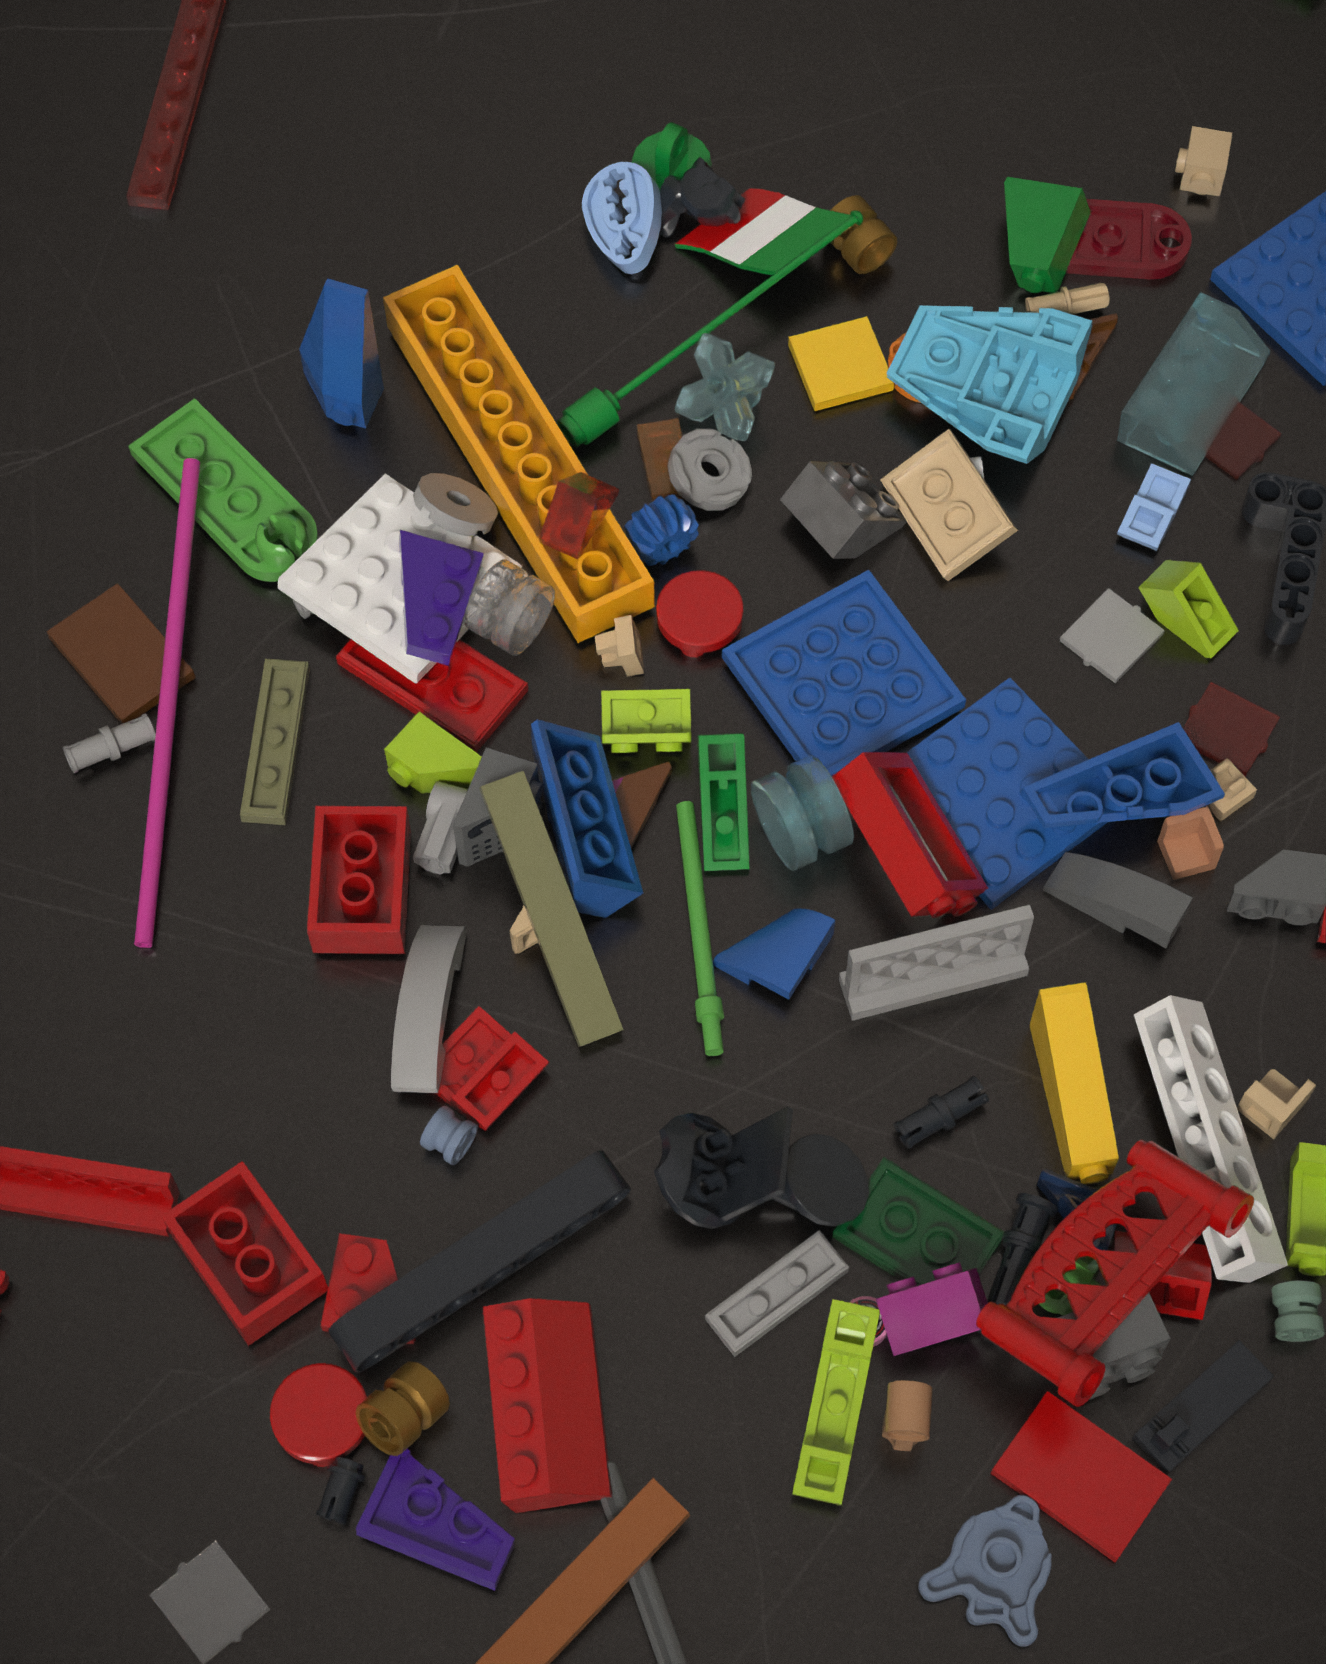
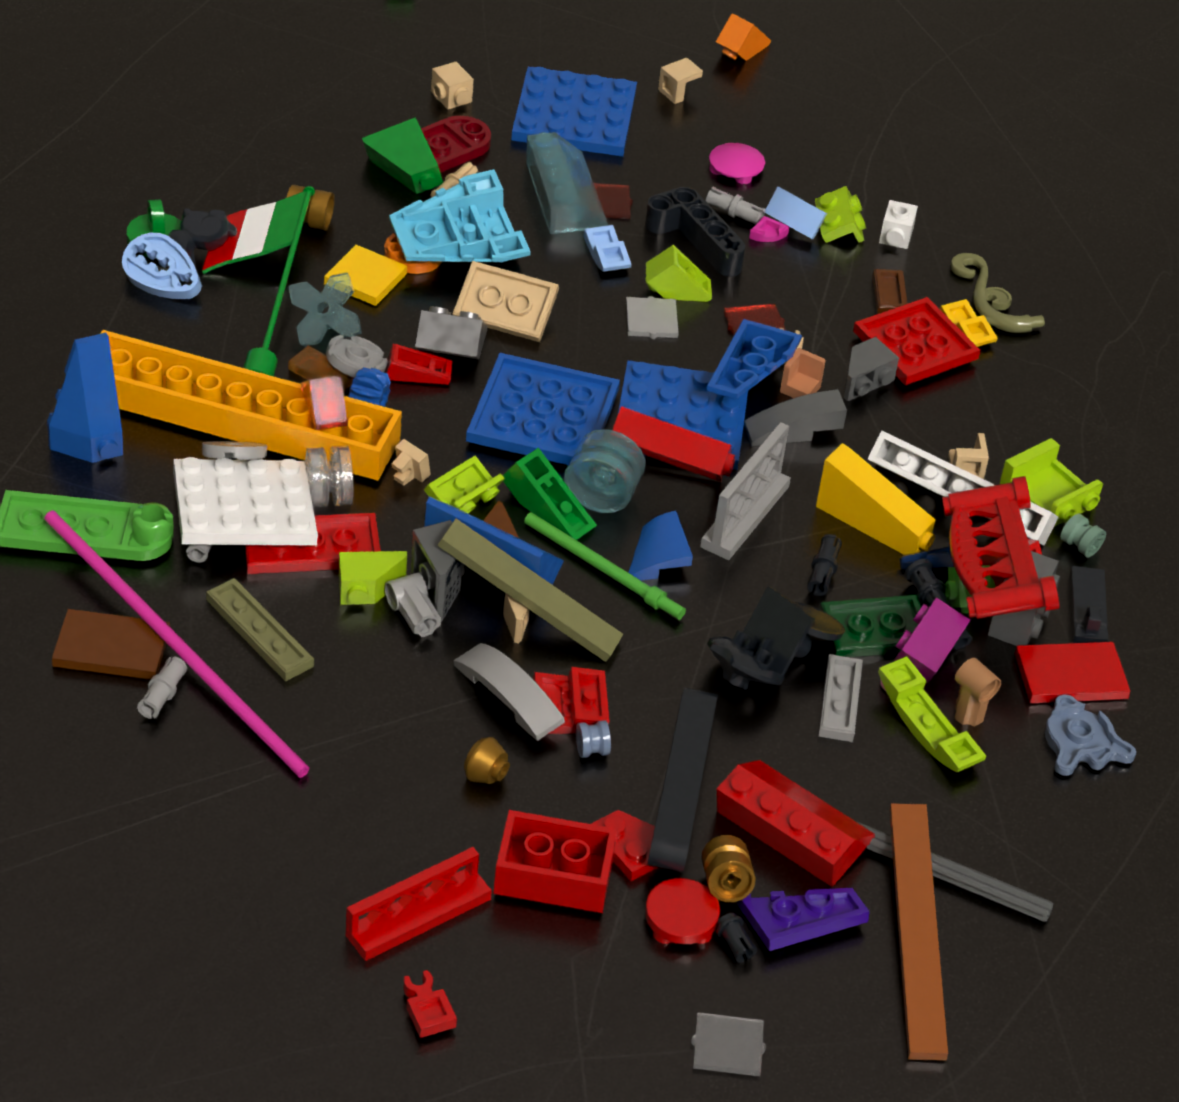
camera: 50 degrees left, 20 degrees down
(313, 1077) = (486, 761): none -> pearl gold cone
(359, 879) = (401, 651): red brick -> none
(436, 592) = (285, 487): dark purple wing -> none
(699, 612) = (431, 425): red tile -> none
(770, 506) = (417, 366): none -> red slope

